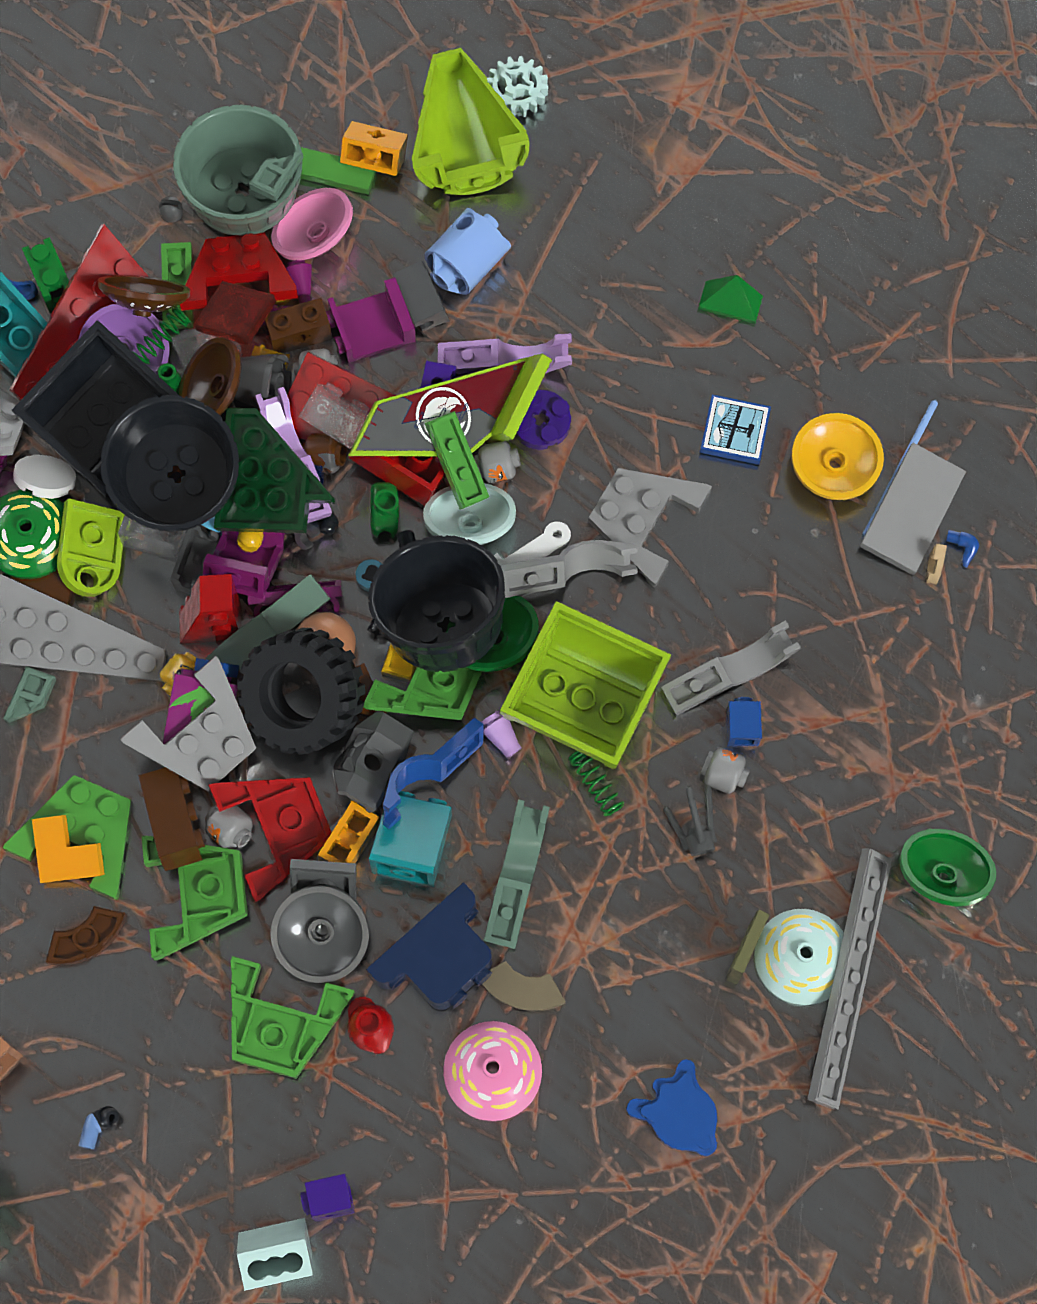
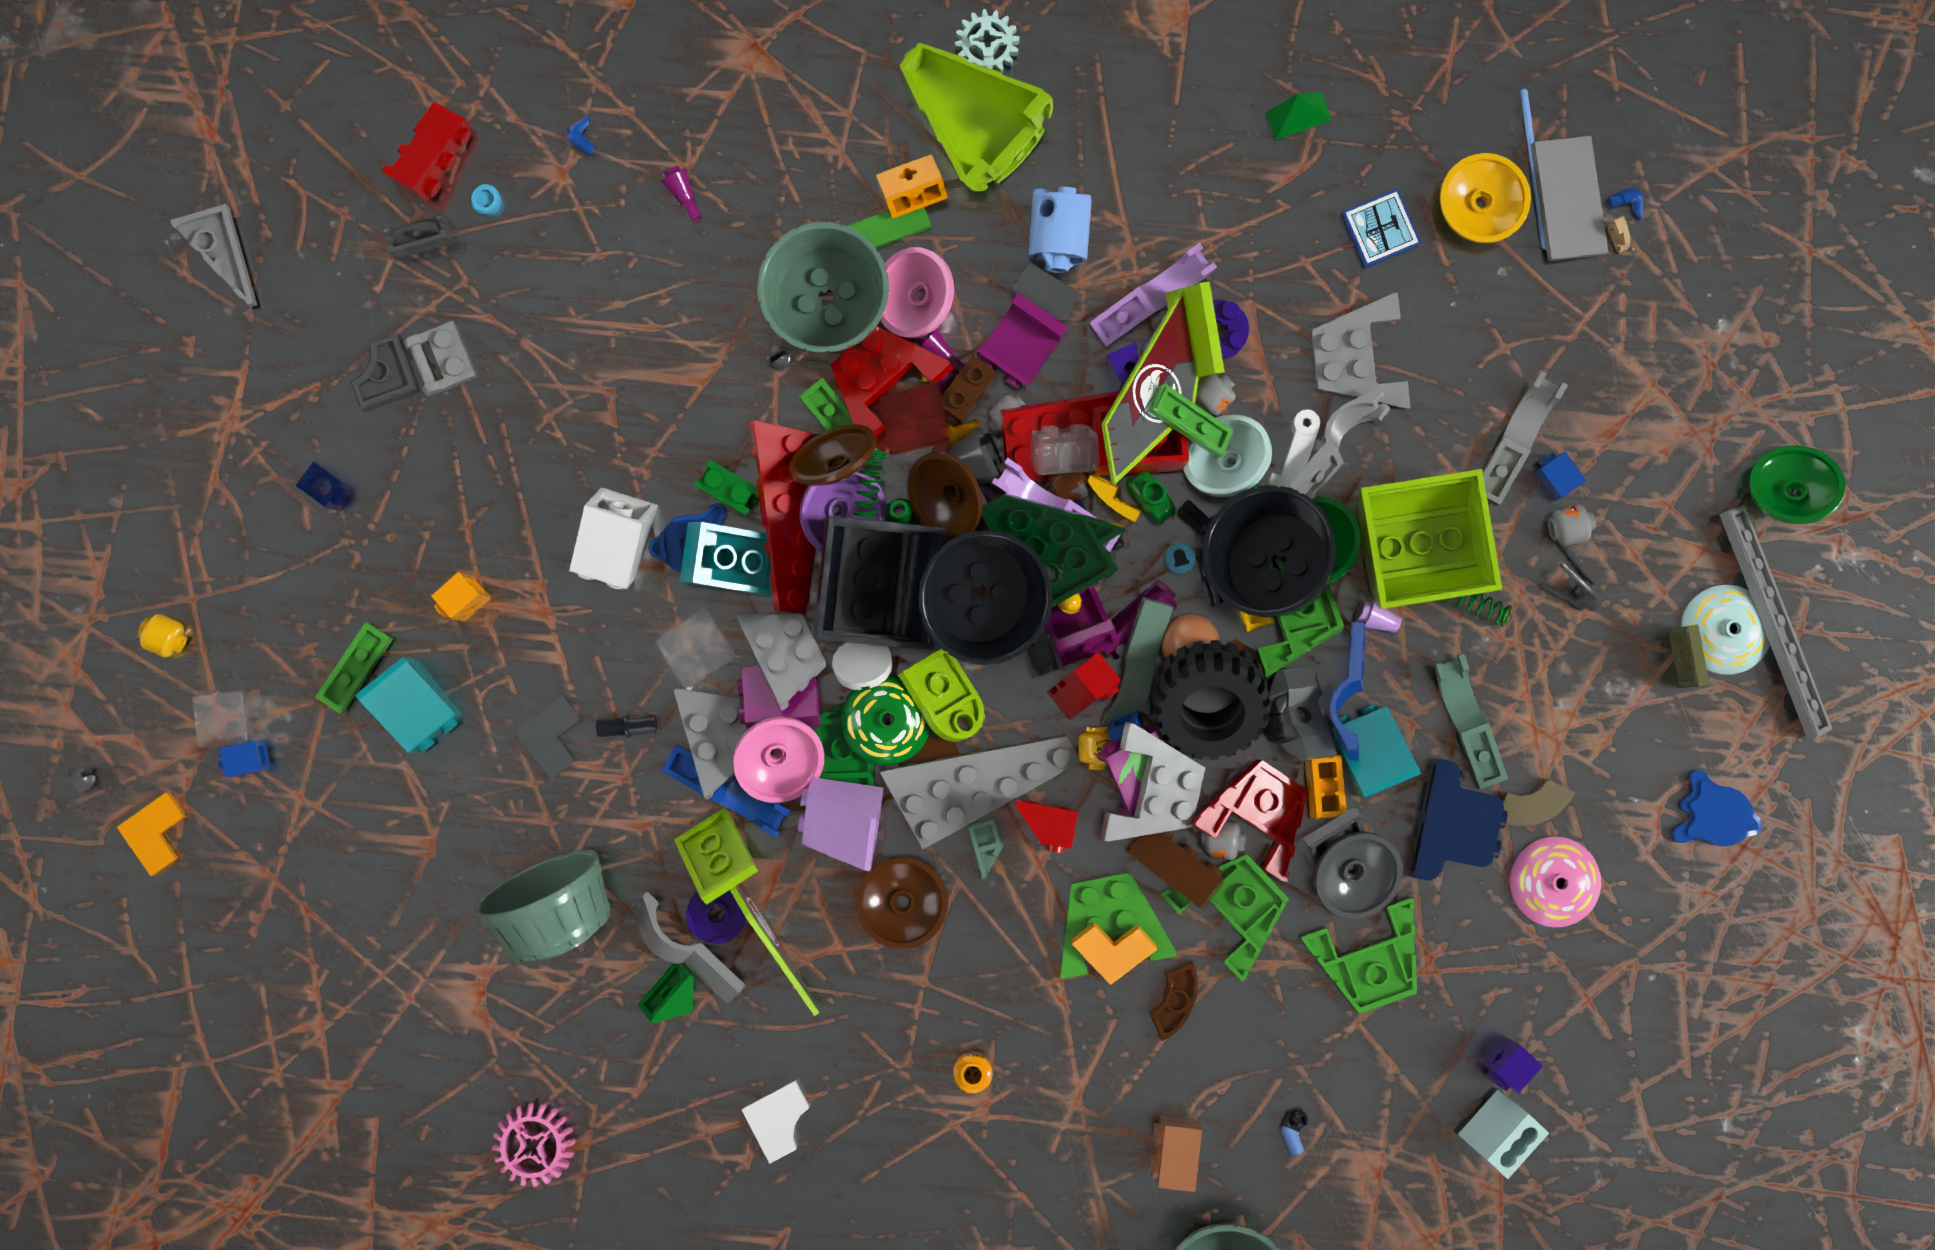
camera: 30 degrees left, 15 degrees up
(89, 699) = (1050, 823): none -> red slope
(195, 34) = (679, 186): none -> magenta cone
(275, 174) = (865, 278): sand green tile -> none
(351, 483) = (1107, 493): none -> yellow slope
(369, 1025) = (1438, 913): red piece -> none

